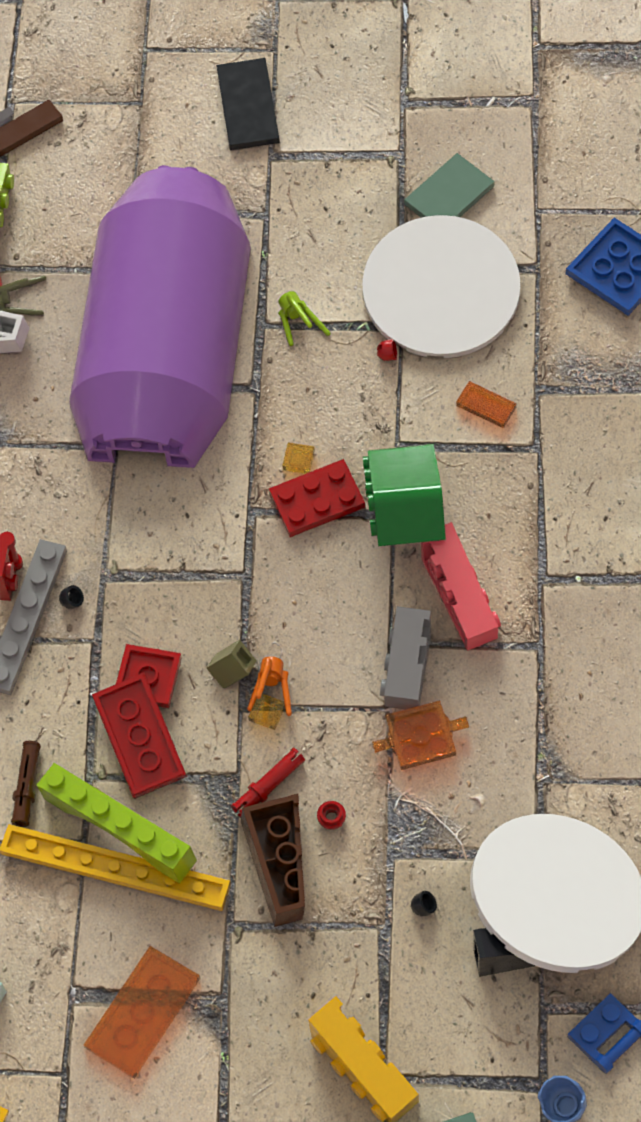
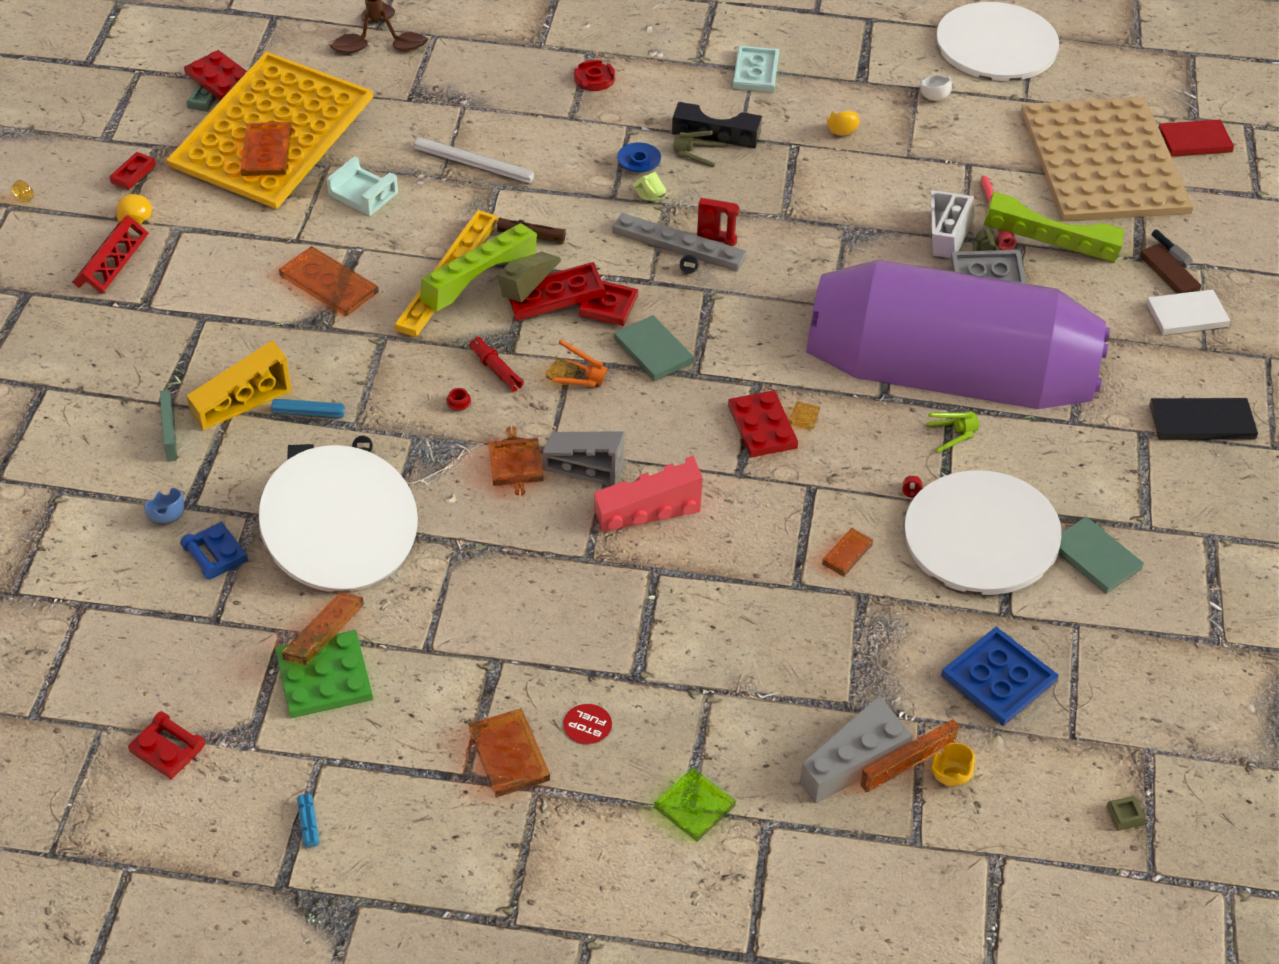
camera: 90 degrees right, 15 degrees down
(52, 292) = (992, 264): none -> light grey plate
(89, 113) = (1188, 312): none -> white tile
(121, 763) = (525, 274): none -> olive slope
(213, 620) = (653, 348): none -> sand green tile
(231, 664) = (608, 351): olive panel -> none
(276, 850) = (425, 356): reddish brown wedge -> none
(370, 982) = (308, 408): none -> dark azure axle
(405, 495) = (741, 442): green windscreen -> none

